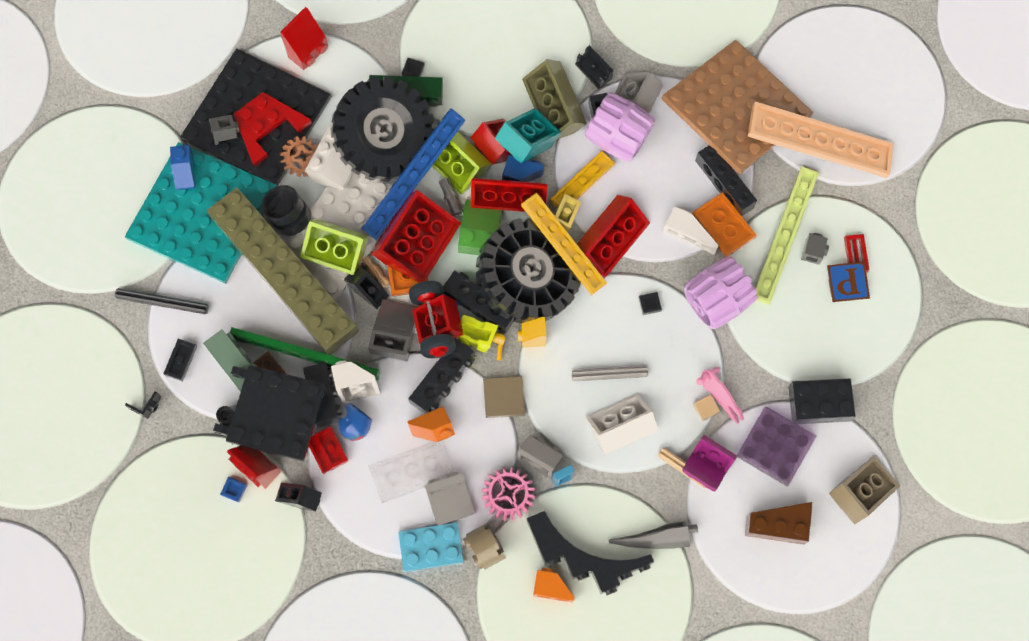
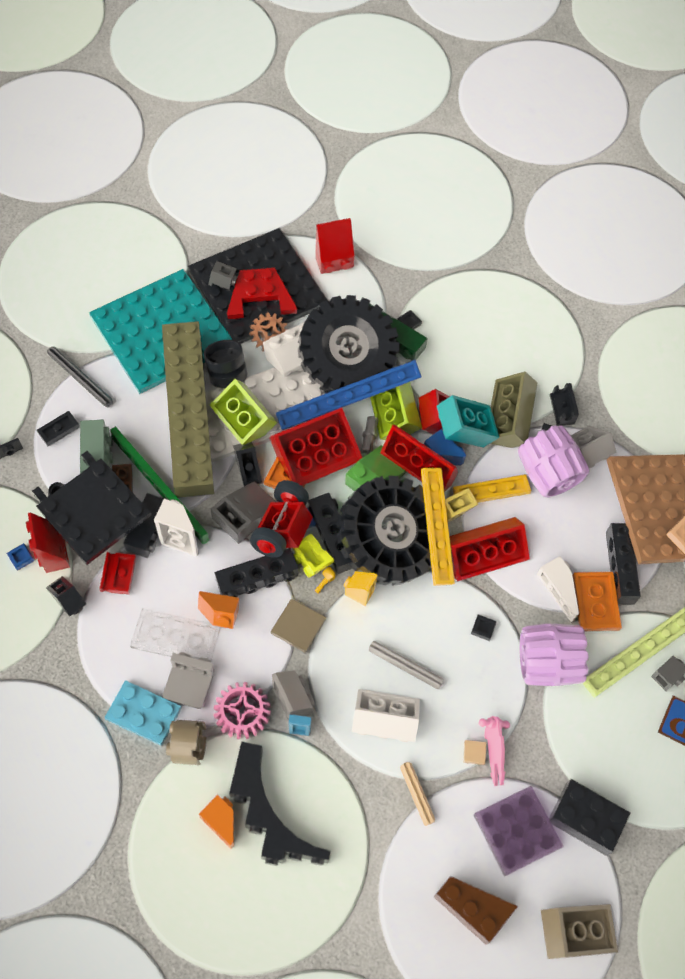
camera: 30 degrees right, 10 degrees down
(182, 167) = (170, 285): slope -> none
(355, 424) = (155, 565): blue helmet -> none
(375, 271) = (264, 456): tan axle -> none
(664, 537) = (355, 845): piece -> none
(709, 463) = (442, 803): magenta bracket -> none

